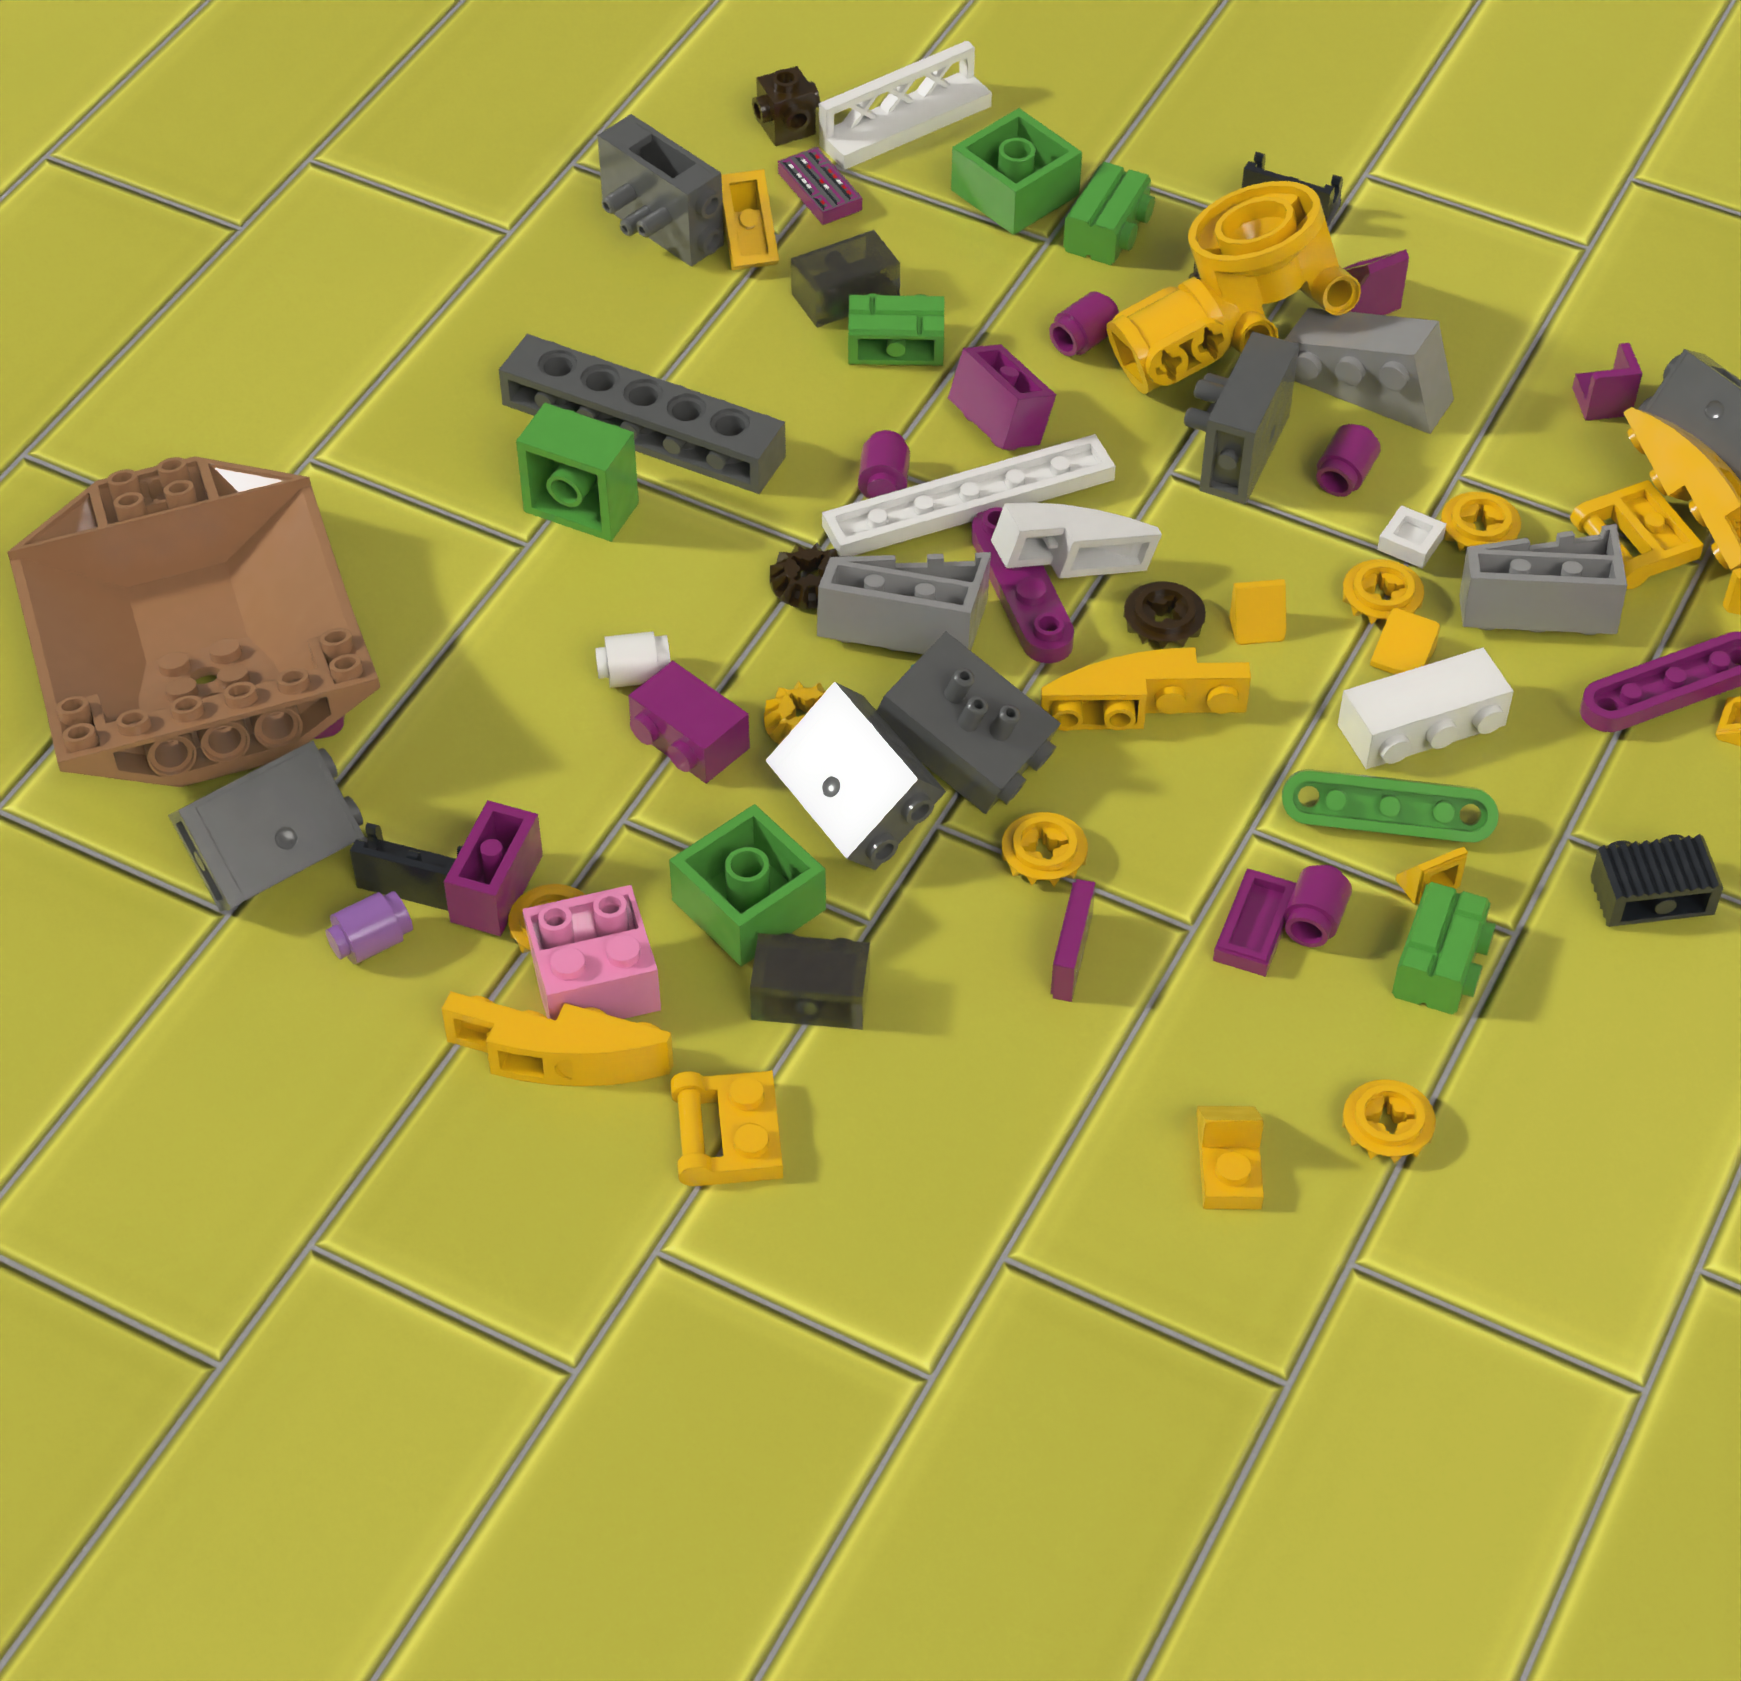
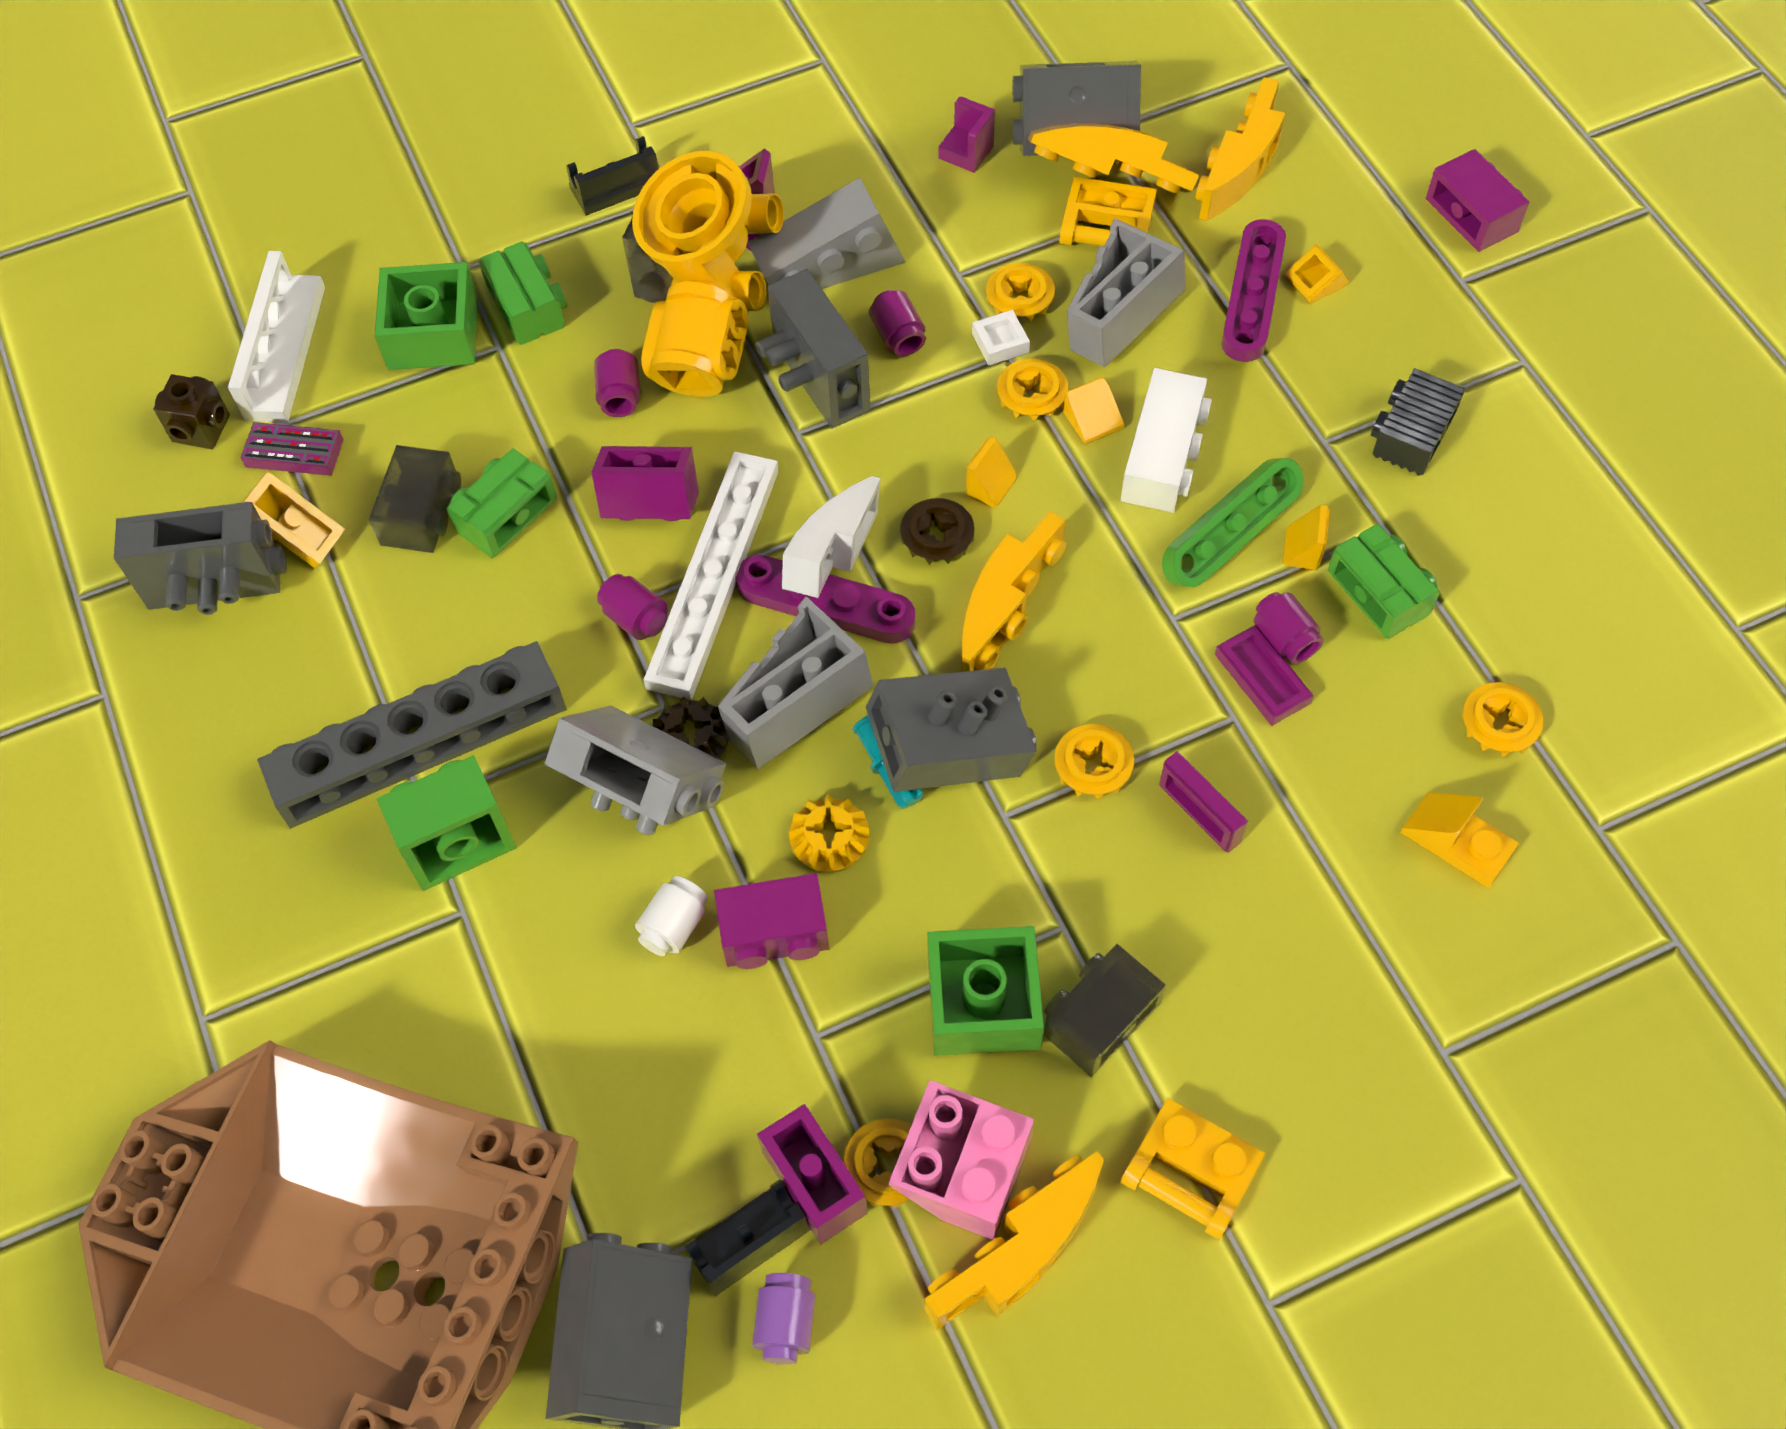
camera: 50 degrees left, 10 degrees up
(733, 546) = (636, 766): none -> light grey piece
(855, 776) = (946, 841): piece -> none

